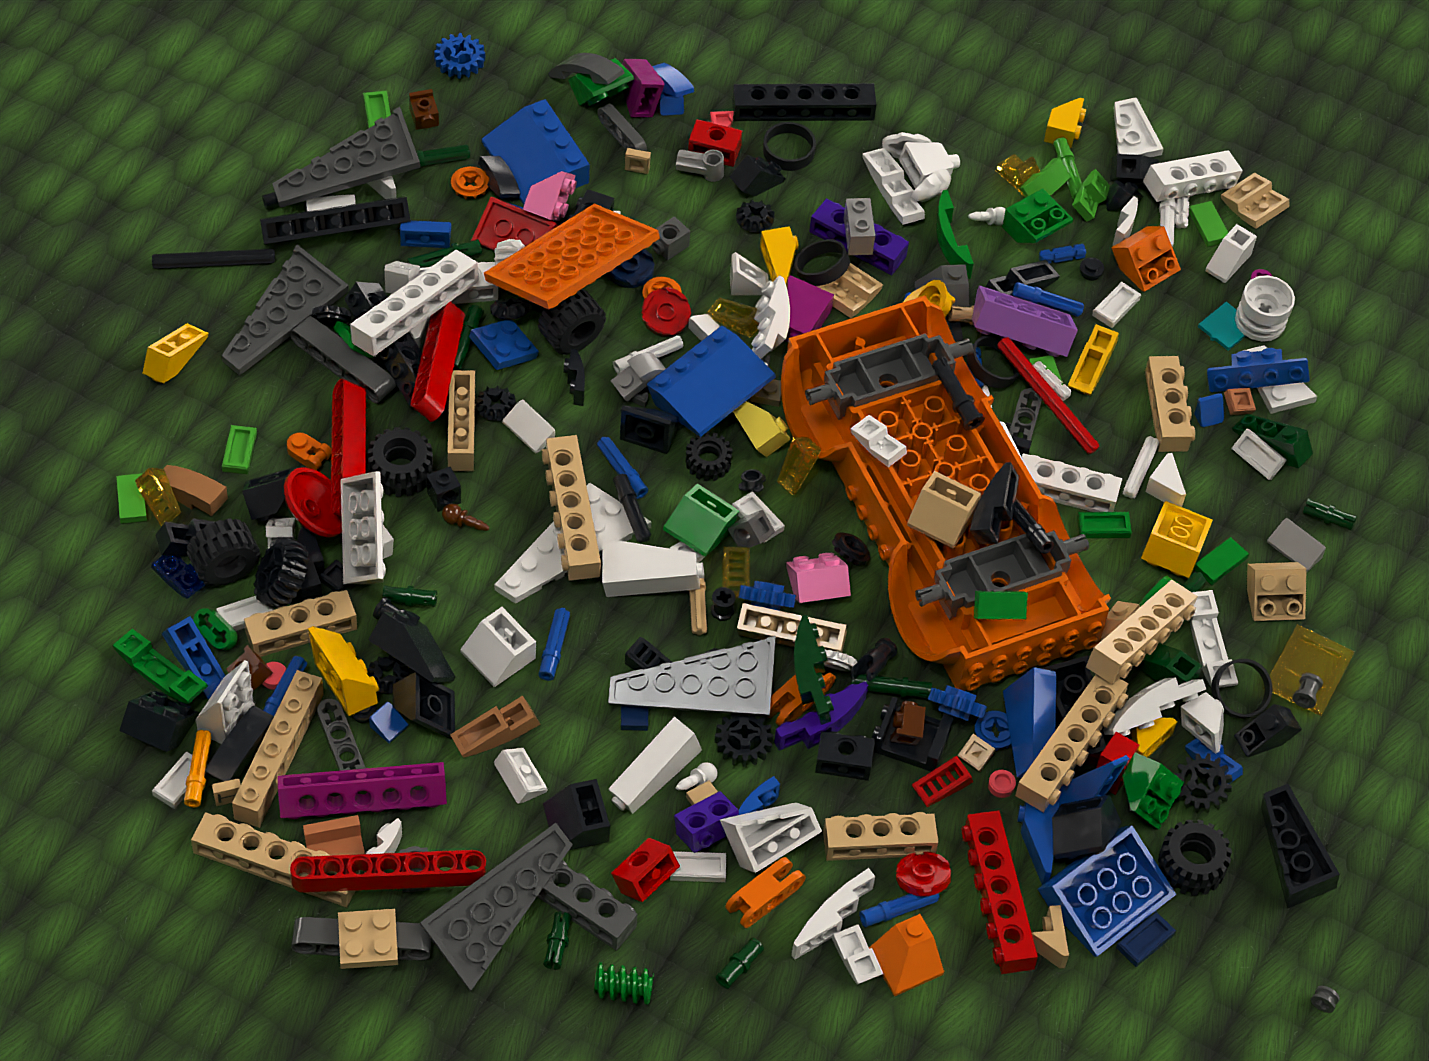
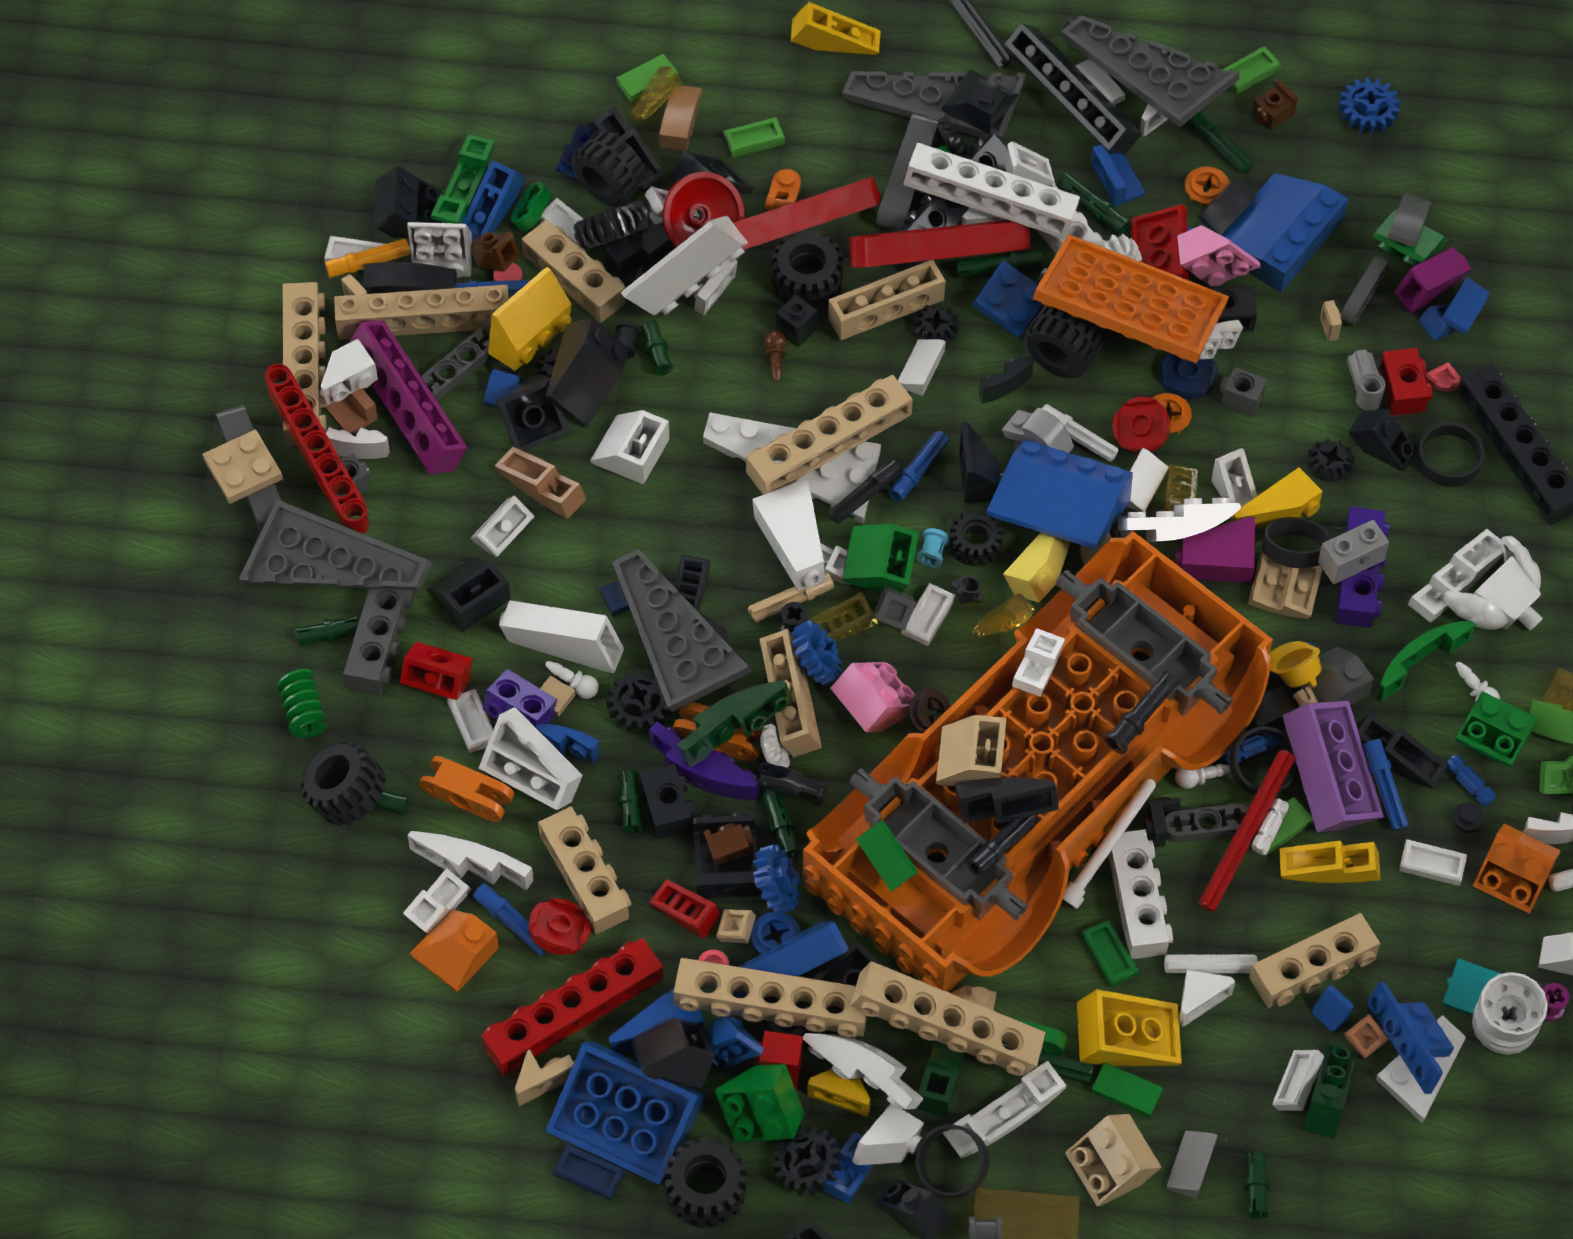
camera: 70 degrees right, 5 degrees up
(309, 282) = (979, 101): none -> black slope
(319, 818) = (347, 371): none -> white slope
(551, 654) = (652, 495): blue axle -> none
(698, 478) = (932, 547): none -> medium azure bush
(703, 969) = (343, 783): none -> black tyre
(830, 781) = (630, 802): none -> dark green pin

